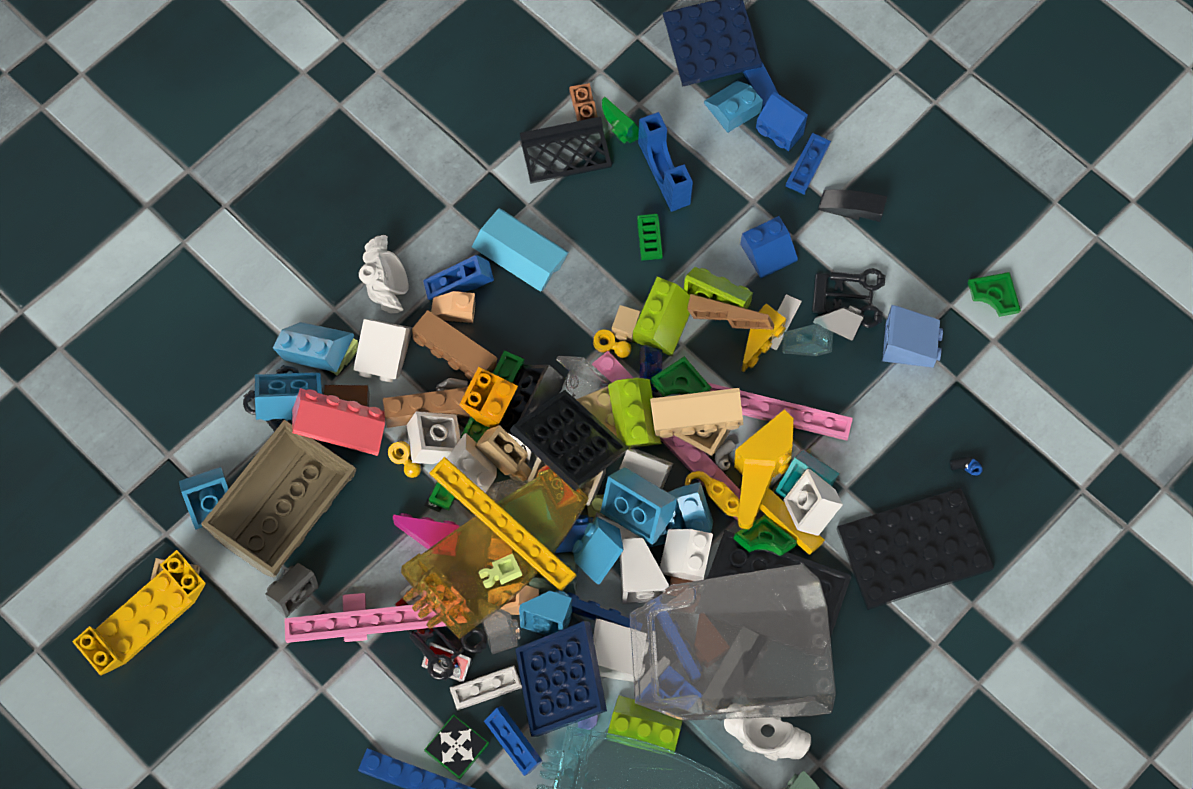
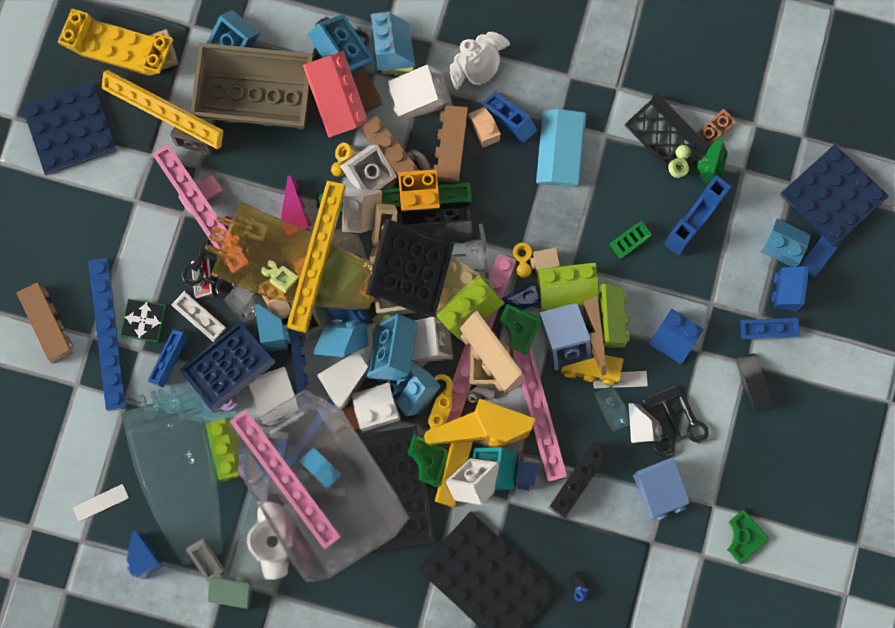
camera: 60 degrees right, 10 degrees up
(199, 716) = (69, 128): none -> dark blue plate
(245, 602) = (162, 109): none -> yellow tile
(604, 154) = (682, 152): none -> yellowish green plate
(712, 679) = (285, 479): none -> bright pink plate
(713, 343) = (566, 335): none -> medium blue slope
(721, 639) = (320, 468): none -> dark azure slope
(831, 453) = (526, 475): none -> dark blue brick
(862, 409) = (578, 480): none -> black piece

